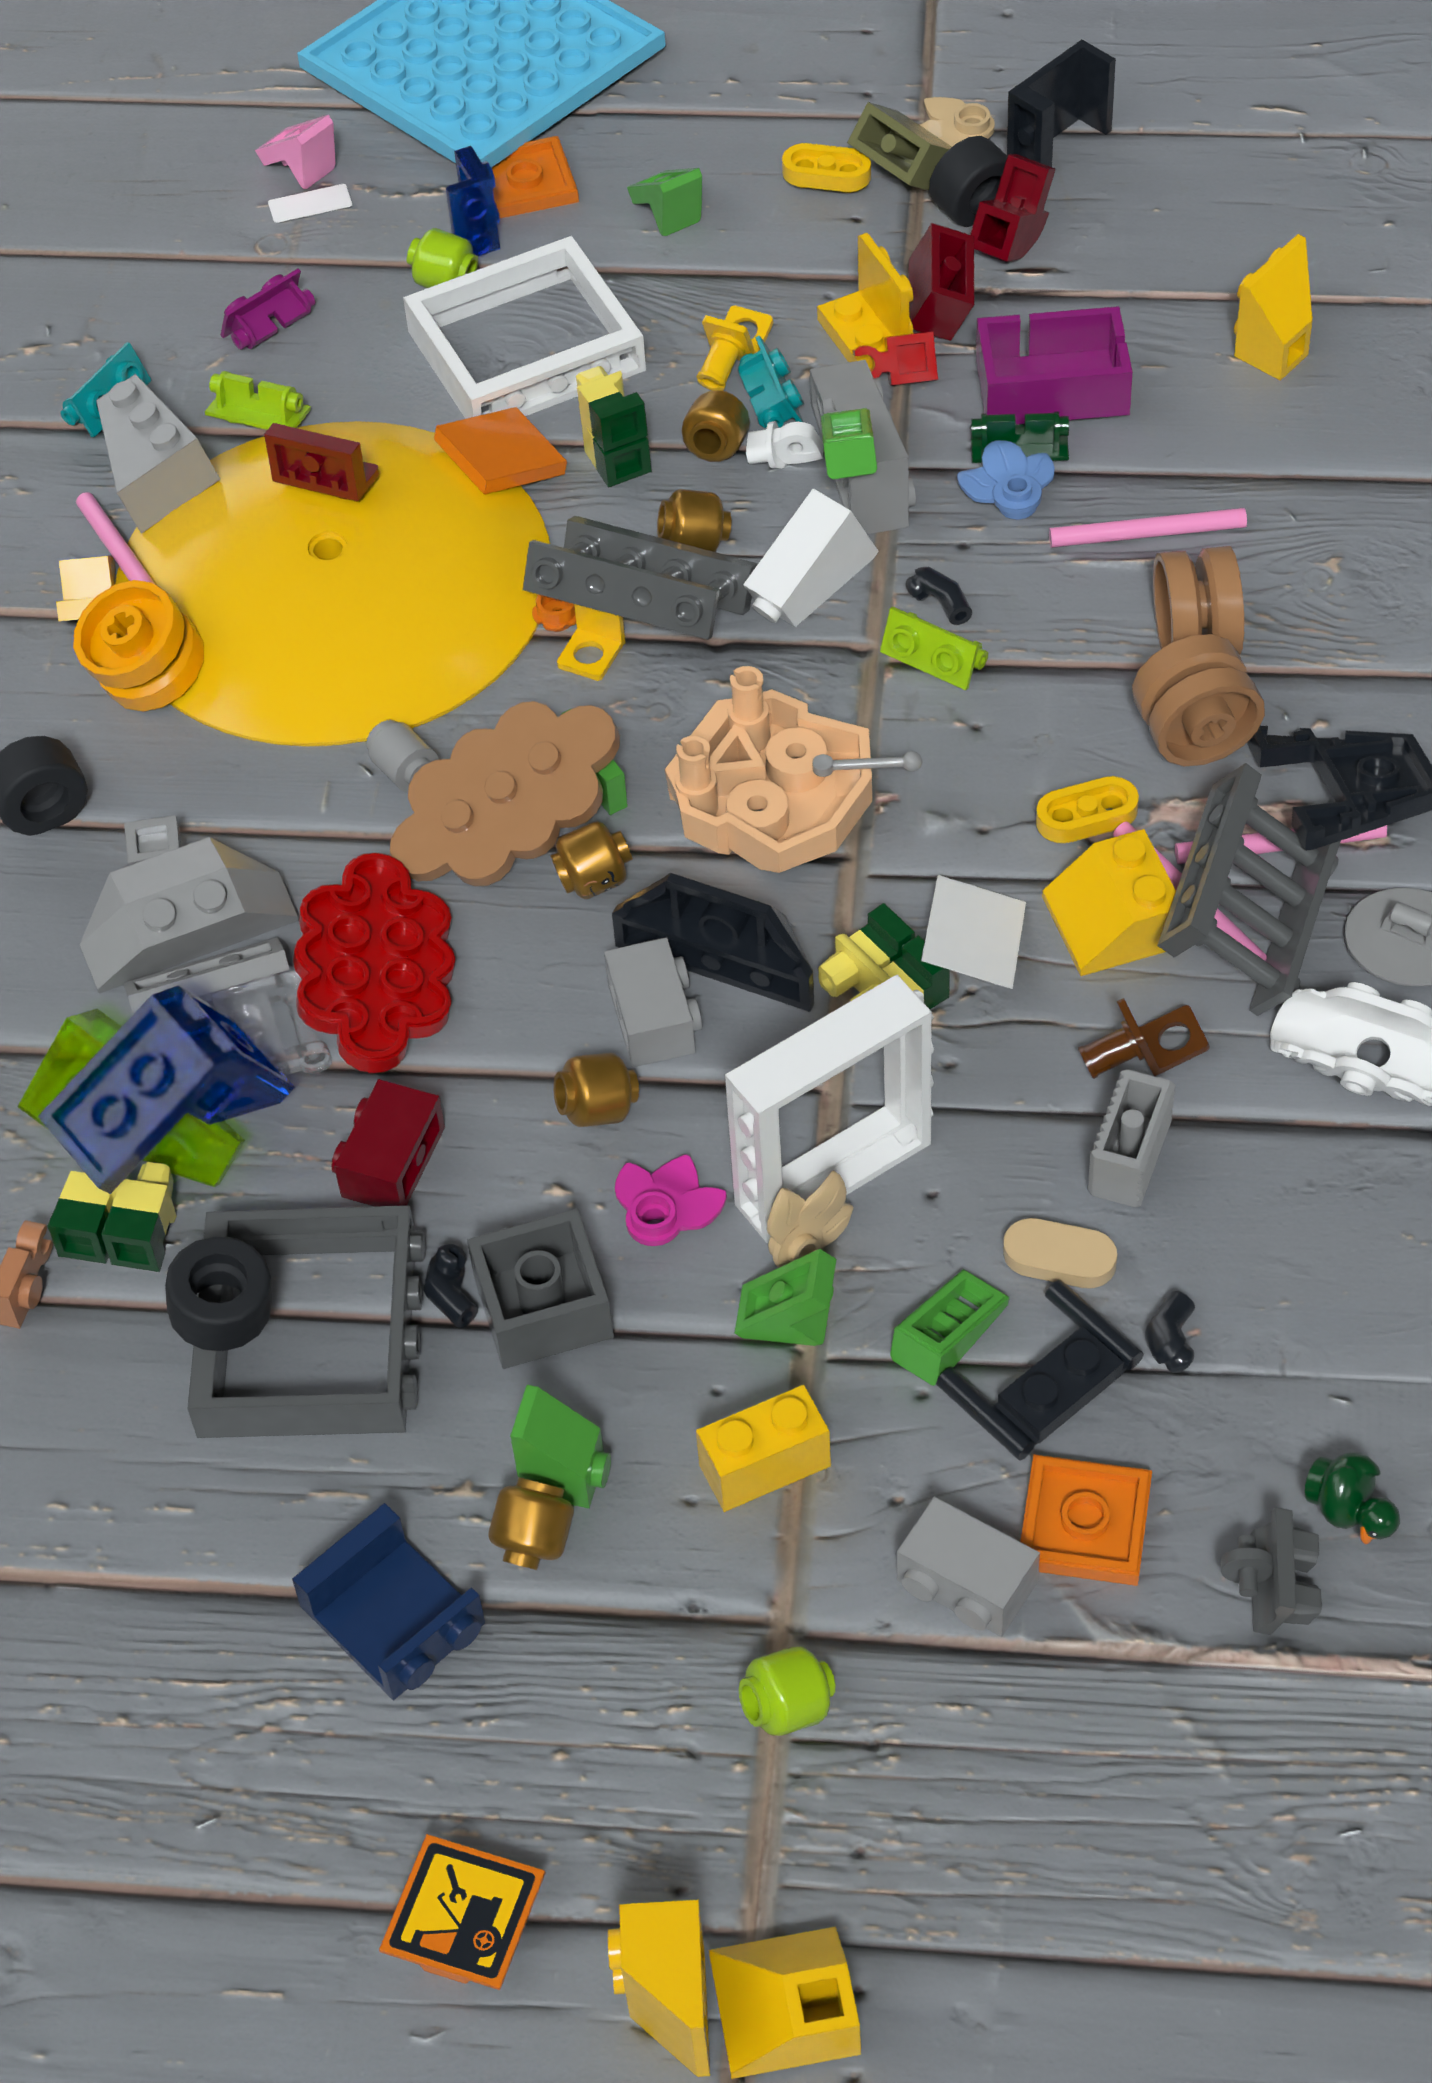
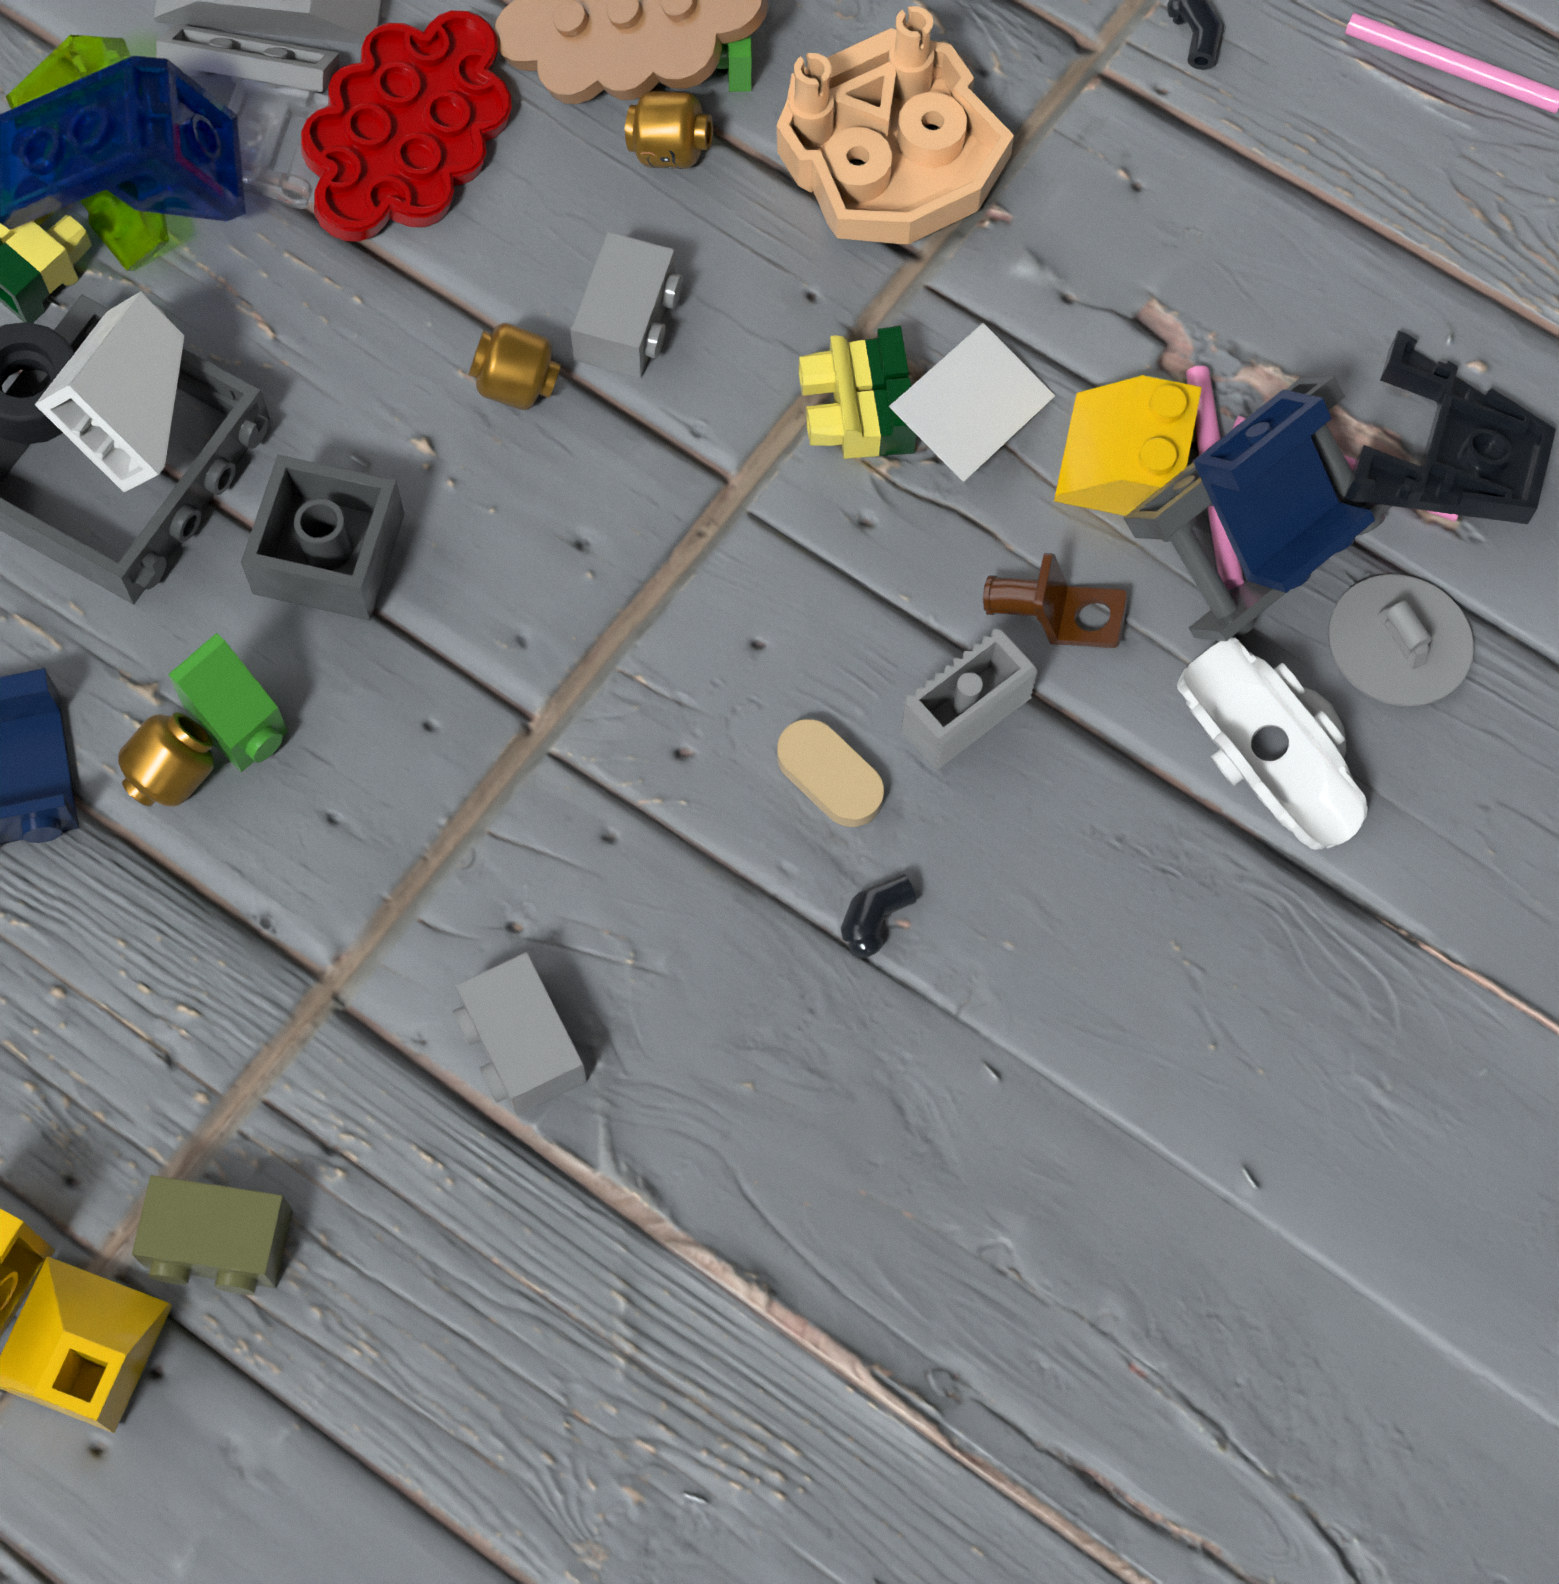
camera: 25 degrees right, 15 degrees up
(309, 1256) = (121, 392): none -> white slope
(388, 1145) = (294, 318): dark red brick -> none
(444, 1285) = (252, 481): black arm -> none
(667, 1196) = (514, 506): dark pink plate -> none
(720, 937) = (730, 274): black wedge -> none
(763, 1448) = (417, 809): yellow brick -> none
(786, 1691) = (278, 1056): lime head -> none
(789, 1302) = (542, 680): bright green slope -> none
(809, 1224) = (599, 616): tan plate -> none
(824, 765) = (942, 152): light grey hinge -> none
(833, 1852) = (212, 1234): none -> olive brick
(880, 1018) = (679, 463): white window -> none
(928, 1353) = (657, 810): bright green slope -> none
(931, 648) = (1143, 79): lime hinge -> none
(1054, 1385) = (734, 901): black plate -> none
(1081, 809) = (1175, 331): yellow plate -> none
(1087, 1518) = (667, 1049): orange tile -> none
(1198, 597) = (1431, 175): medium nougat wheel -> none
(1198, 700) = (1355, 278): medium nougat wheel -> none
(1260, 868) = (1277, 493): none -> dark blue panel
(1266, 1572) = (814, 1188): dark grey hips -> none
(1345, 1495) = (914, 1176): dark green animal -> none

